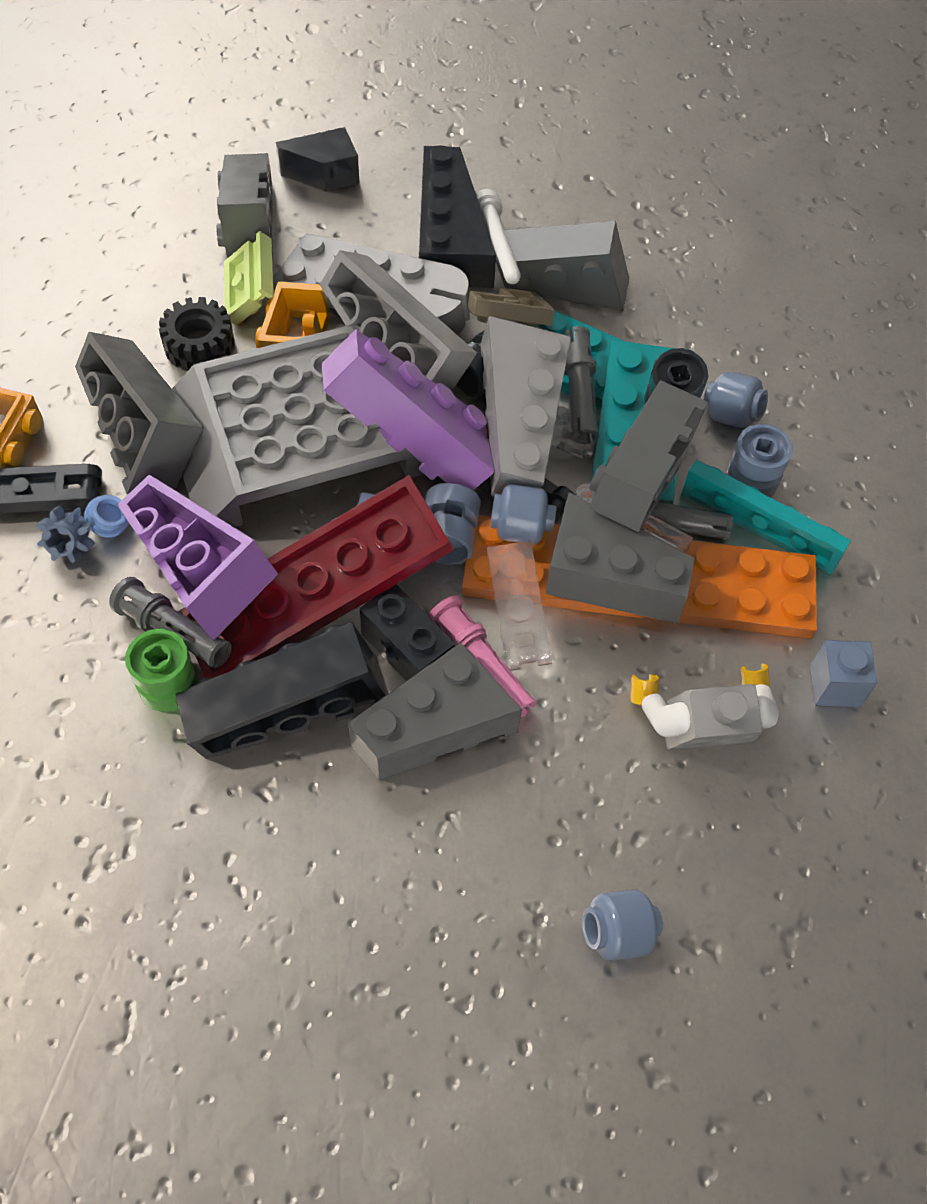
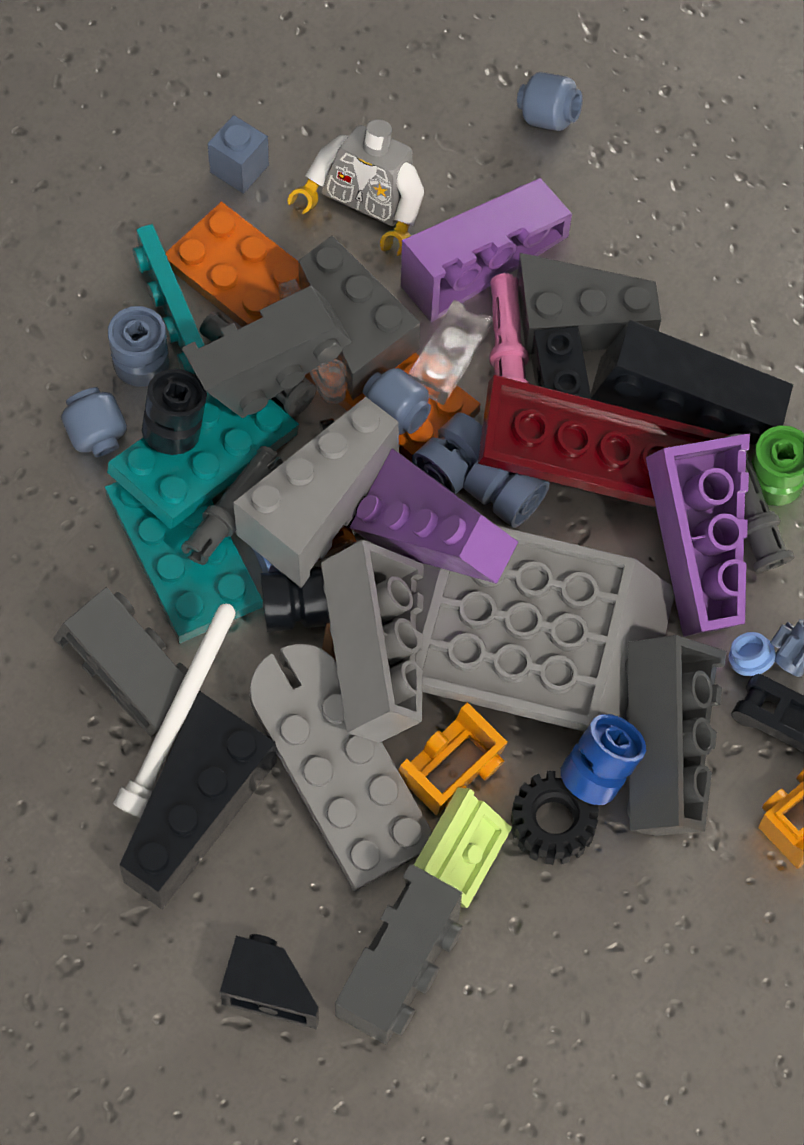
camera: 145 degrees left, 5 degrees up
(171, 347) = (603, 759): none -> blue wheel
(513, 305) = (253, 627): dark tan plate -> none
(563, 716) = (473, 247): none -> medium lavender wedge

